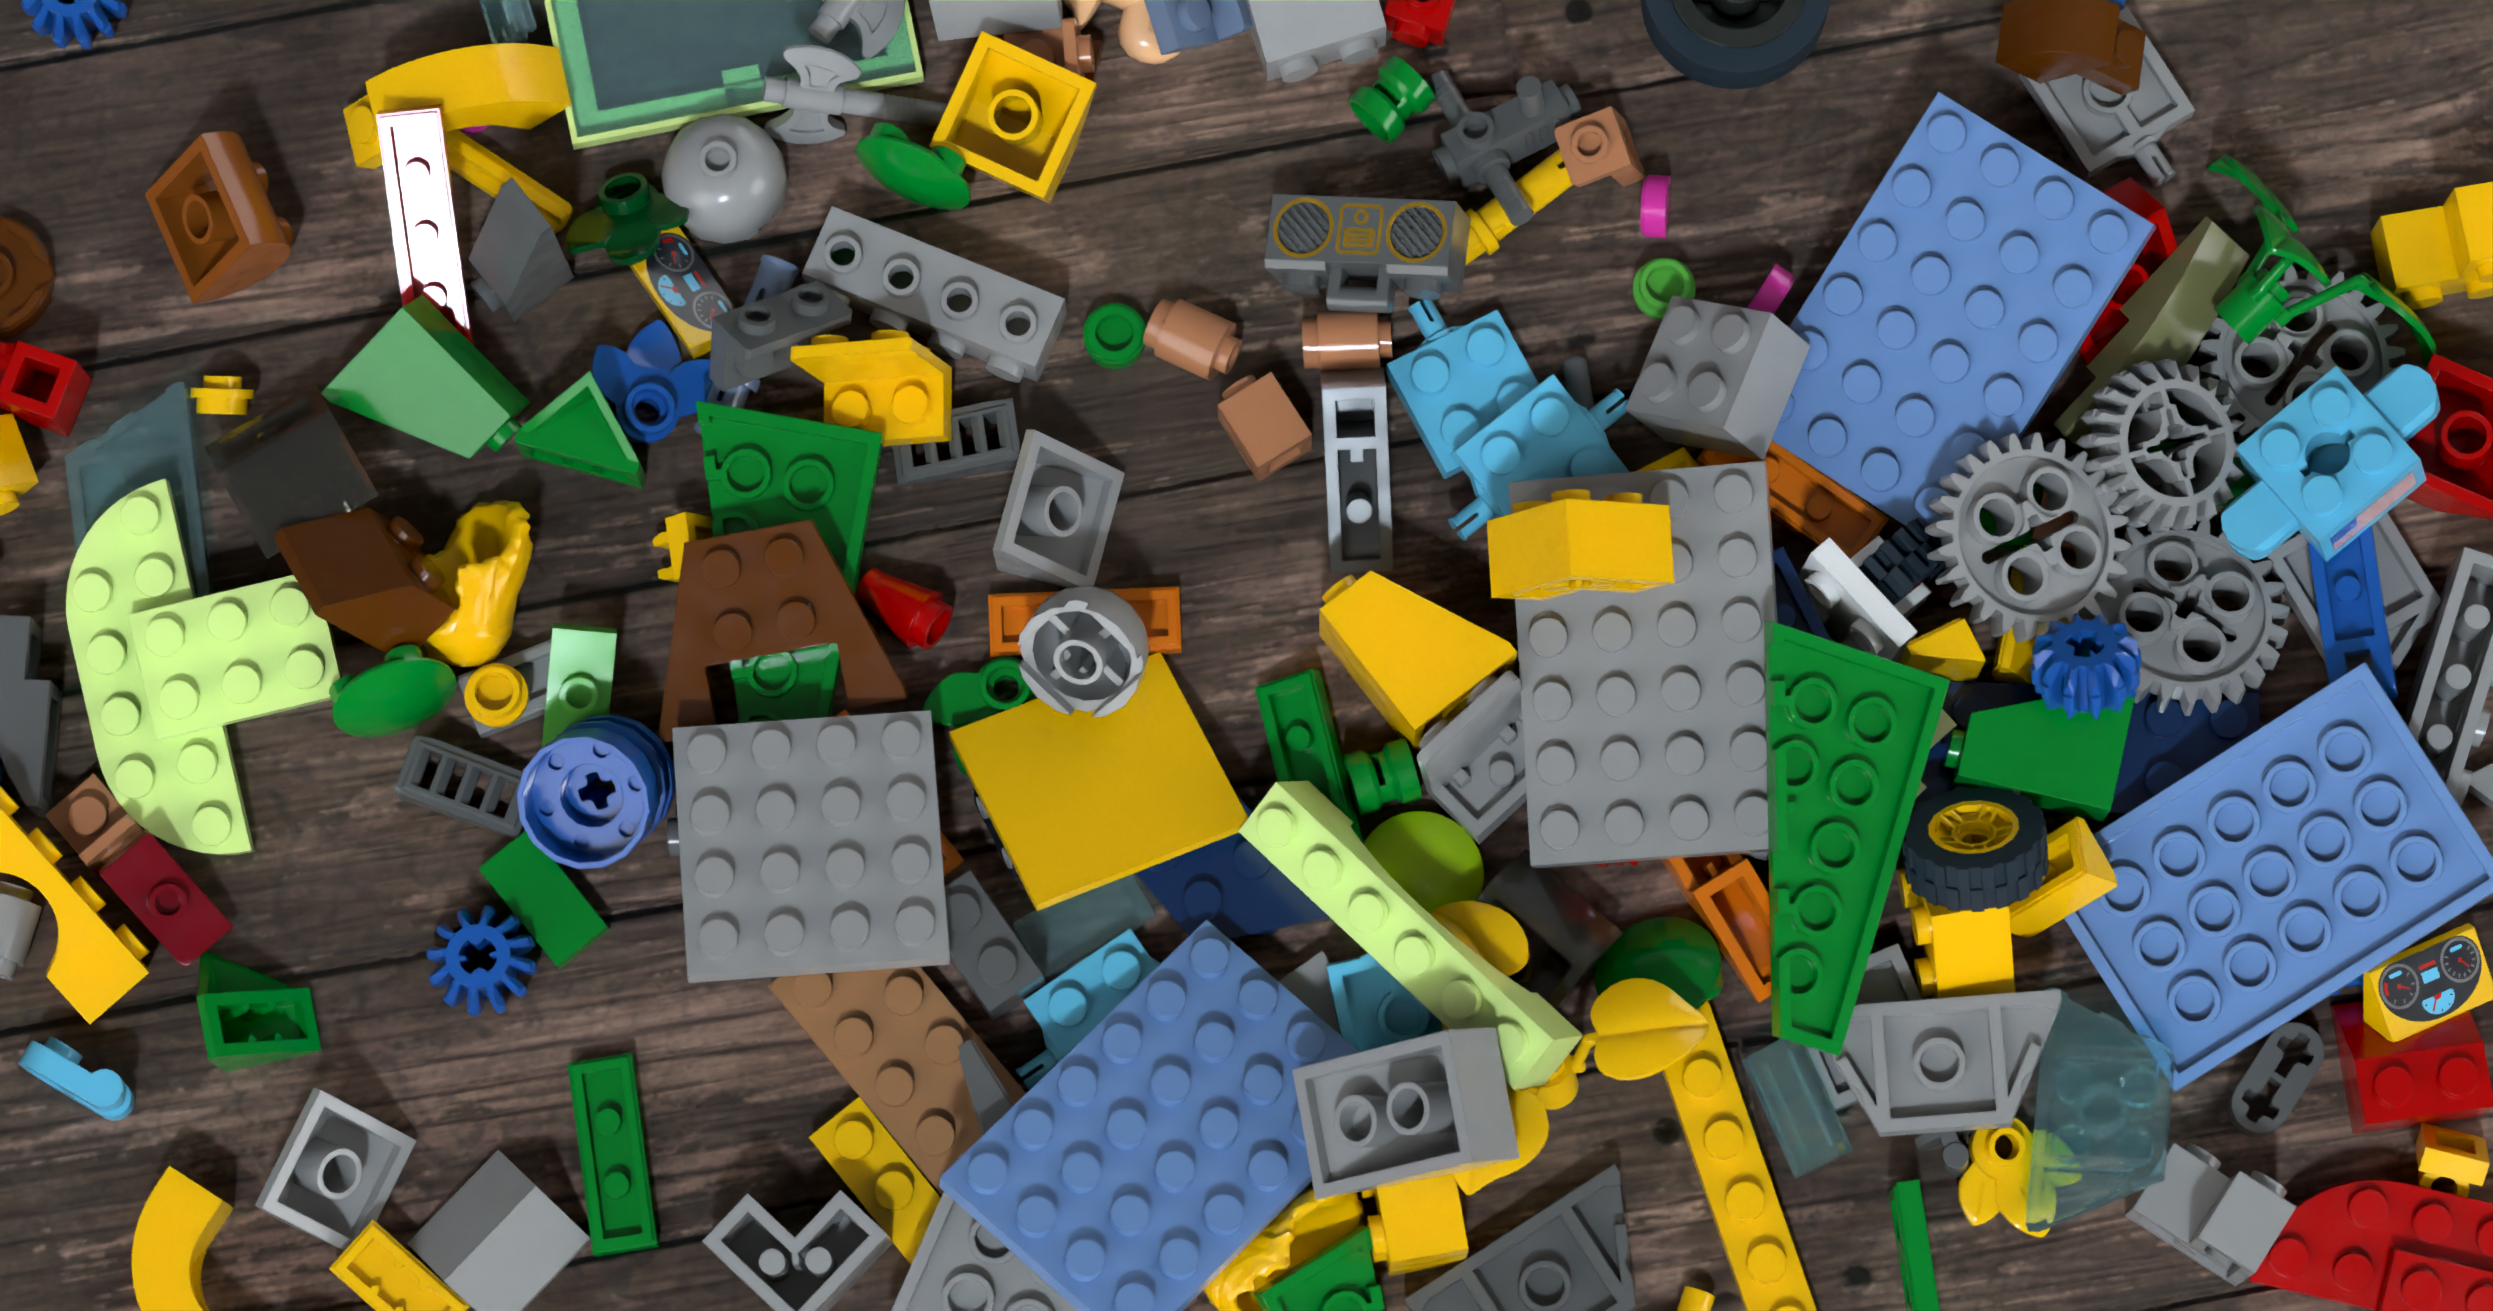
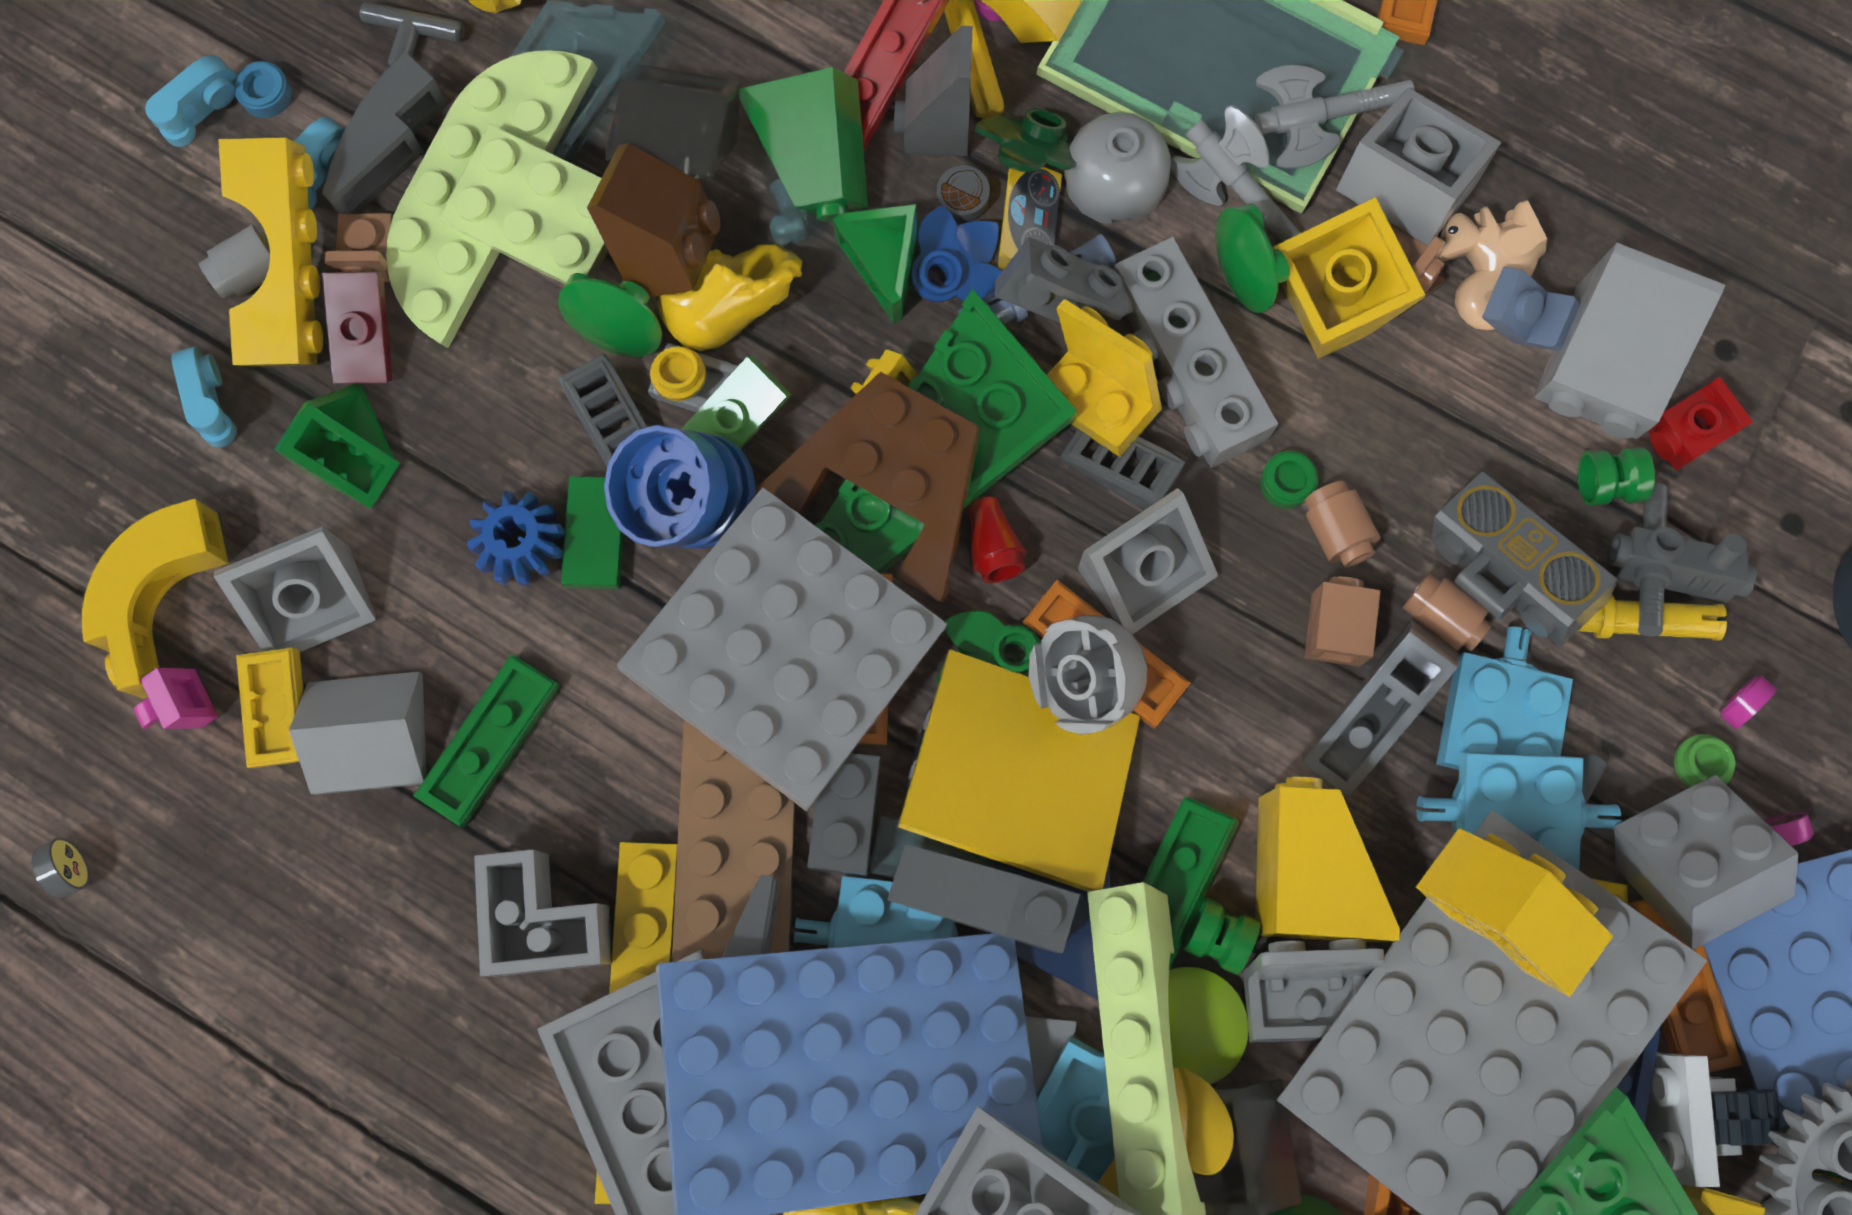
camera: 40 degrees right, 0 degrees up
(221, 396) = (680, 46): yellow plate -> none
(474, 475) = (792, 222): none -> clear light blue arm
(603, 316) = (963, 192): none -> dark grey tile
(1158, 911) = (984, 898): none -> dark grey slope
(1599, 148) = (1742, 626): nougat bracket -> none

